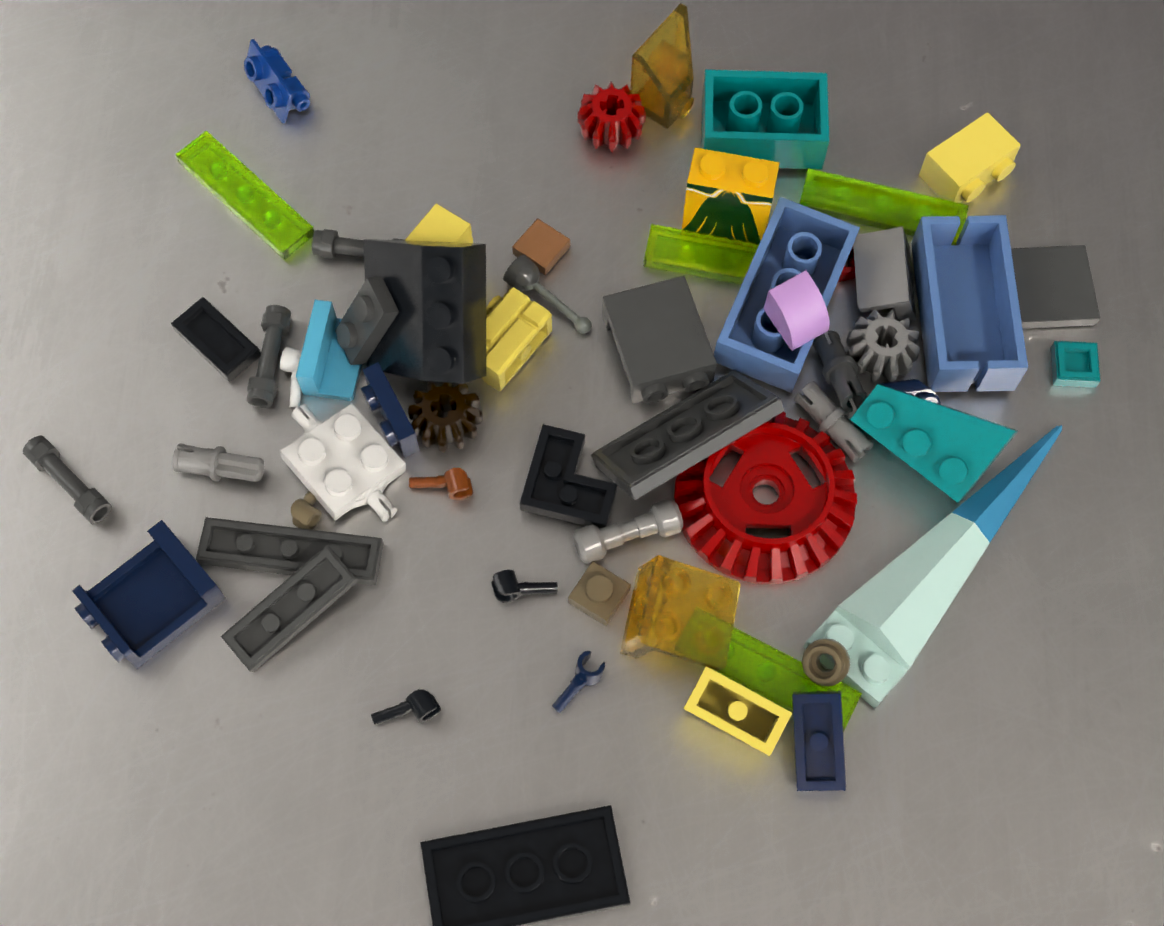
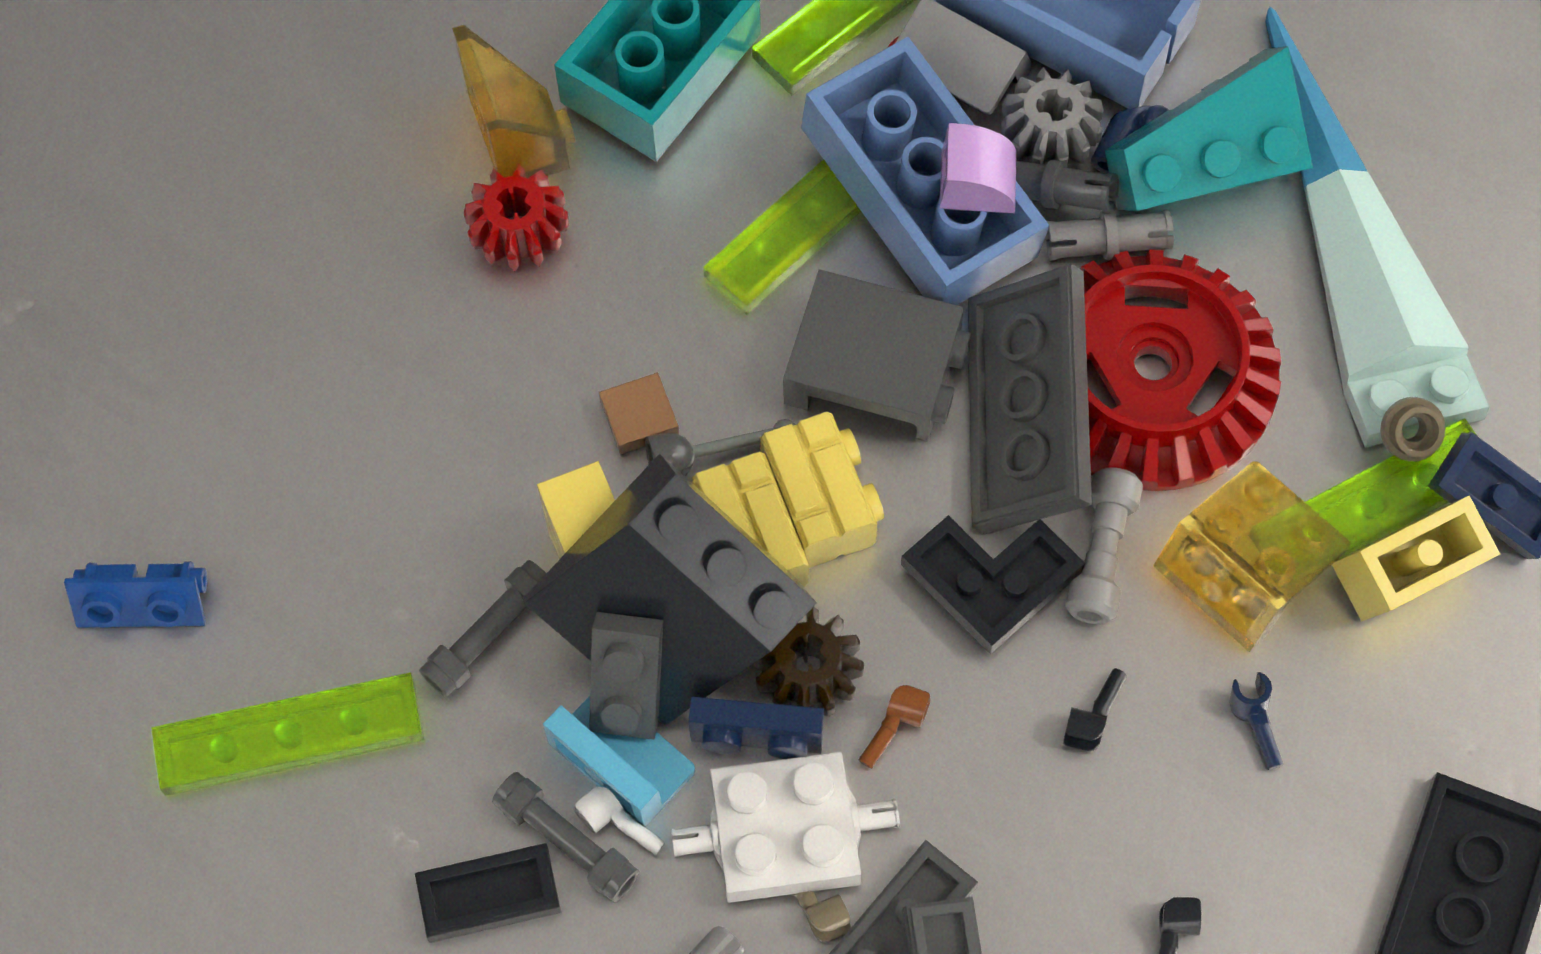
camera: 55 degrees left, 0 degrees up
(555, 360) = (821, 487): none -> light yellow brick
(599, 593) = (1160, 628): dark tan plate -> none
(729, 195) = (747, 152): yellow slope -> none

